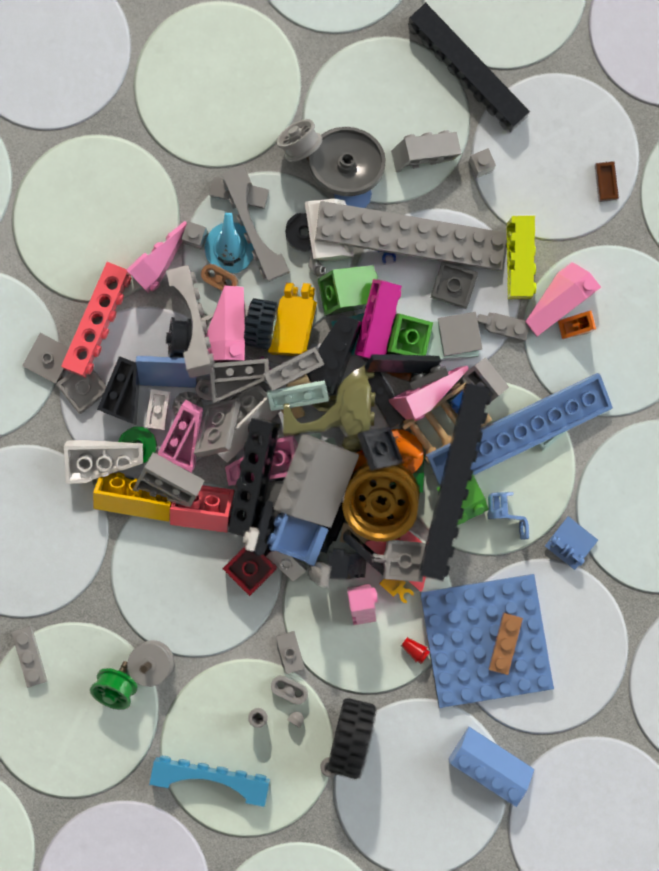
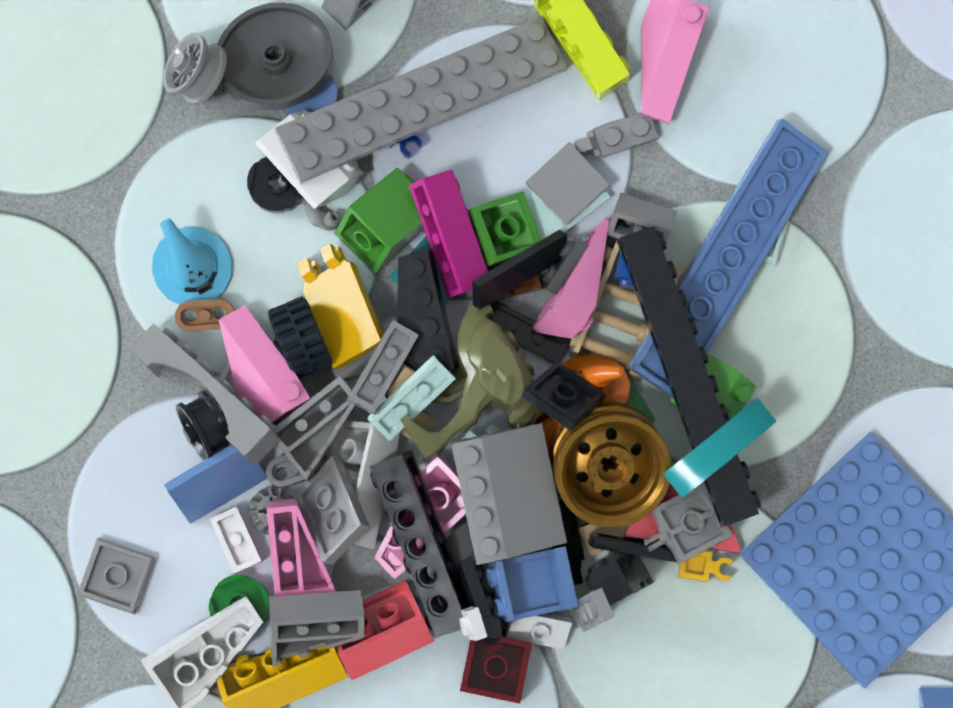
camera: 35 degrees left, 5 degrees down
(46, 358) = (44, 567): light grey plate -> none
(110, 274) = (58, 401): coral brick -> none
(122, 392) = (173, 546): black wedge -> none
(151, 268) = (106, 359): bright pink wedge -> none
(194, 235) = (136, 279): light grey brick -> none
(238, 184) = (262, 250): light grey arch -> none
(256, 195) = (157, 187): light grey tile -> none
(362, 603) = (675, 617): bright pink wedge -> none
(415, 650) = (783, 633): red cone -> none
(446, 532) = (719, 448): none -> teal slope
(454, 285) = (518, 126): dark grey plate -> none
(502, 512) = (769, 384): medium blue piece -> none
(505, 643) = (893, 545): medium nougat plate -> none
(571, 543) = (891, 360): medium blue hinge -> none
(577, 325) = (711, 75): orange slope -> none

